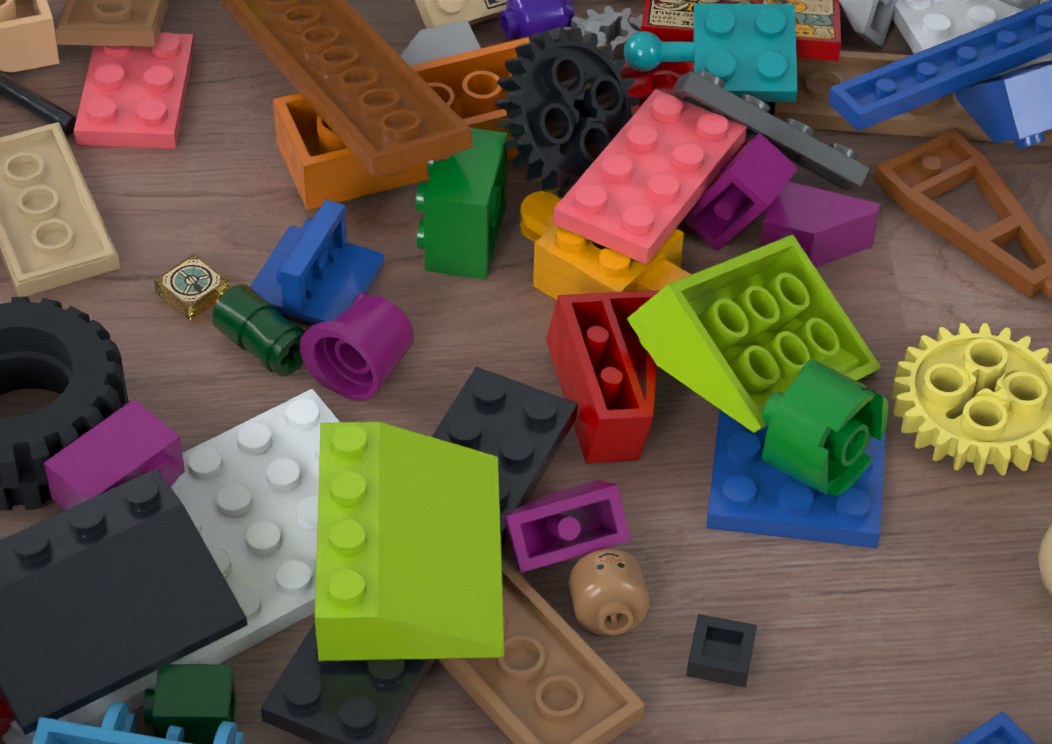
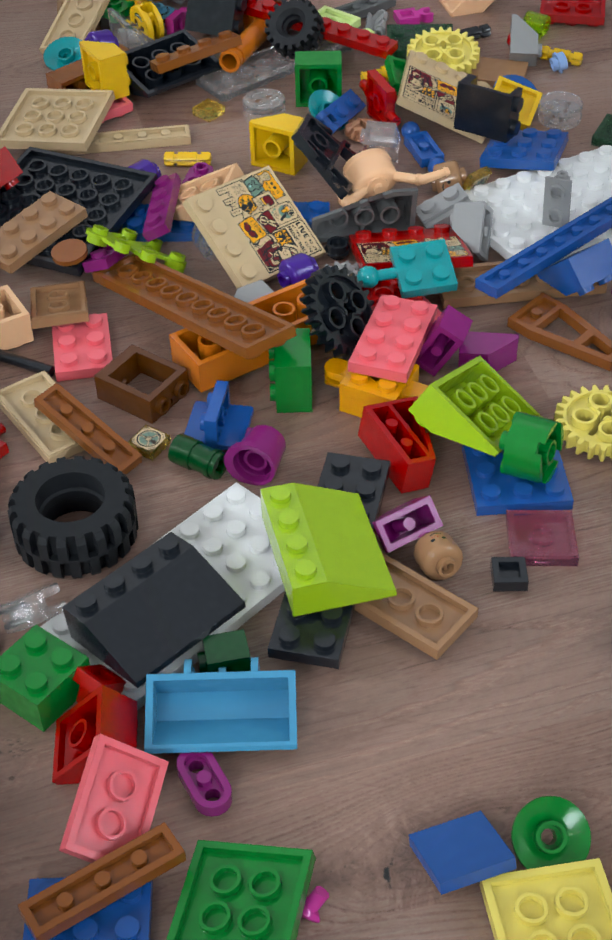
camera: 10 degrees left, 5 degrees down
(91, 250) = (87, 429): none -> dark orange plate
(114, 453) = (139, 531): magenta brick -> none
(191, 143) = (113, 380): none -> reddish brown window
(793, 138) = (483, 318): dark grey plate -> none
(804, 592) = (542, 537): none -> clear pink tile

